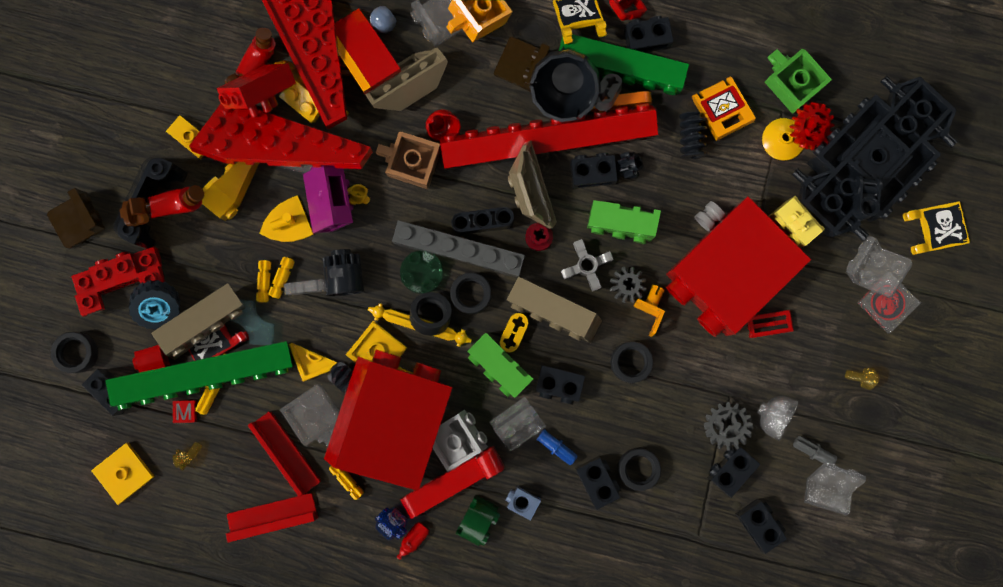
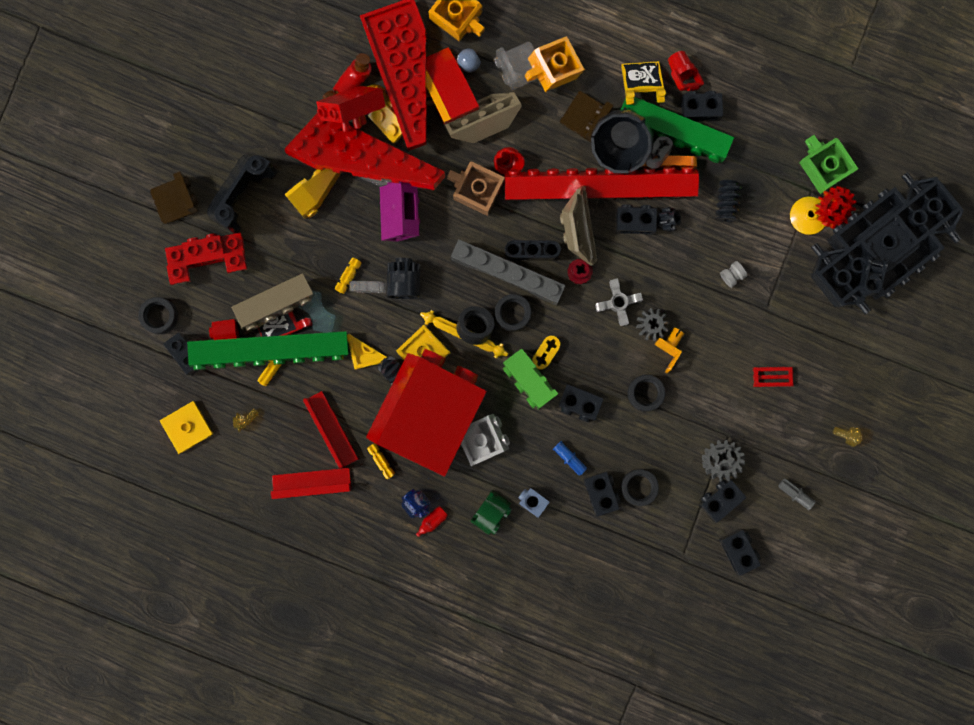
camera: 10 degrees right, 0 degrees up
(146, 298) = (234, 283): black wheel -> none
(176, 201) = (261, 196): piece -> none
(183, 133) = (280, 137): yellow plate -> none
(184, 411) = (247, 381): red tile -> none
(263, 281) = (331, 277): yellow axle -> none
(287, 222) = (359, 227): yellow shield -> none
(312, 416) = (359, 400): clear hinge -> none
(358, 194) = (426, 212): yellow plate -> none
(421, 272) = (472, 287): clear green dish -> none
(448, 484) = (474, 475): red beam -> none
(517, 424) = (538, 433): clear bracket -> none
(554, 309) = (585, 337): dark tan wedge -> none
(623, 221) = (656, 268): bright green wedge -> none
(722, 103) = (759, 176): container -> none
(736, 269) = (749, 323): red brick -> none
(777, 415) = (767, 457): clear cylinder -> none
(796, 222) = (807, 291): light yellow hinge -> none
(832, 488) = (807, 527): clear bracket -> none
(878, 268) = (875, 340): clear bracket -> none
(889, 310) = (881, 373): clear tile -> none
(941, 226) = (938, 312): flag -> none

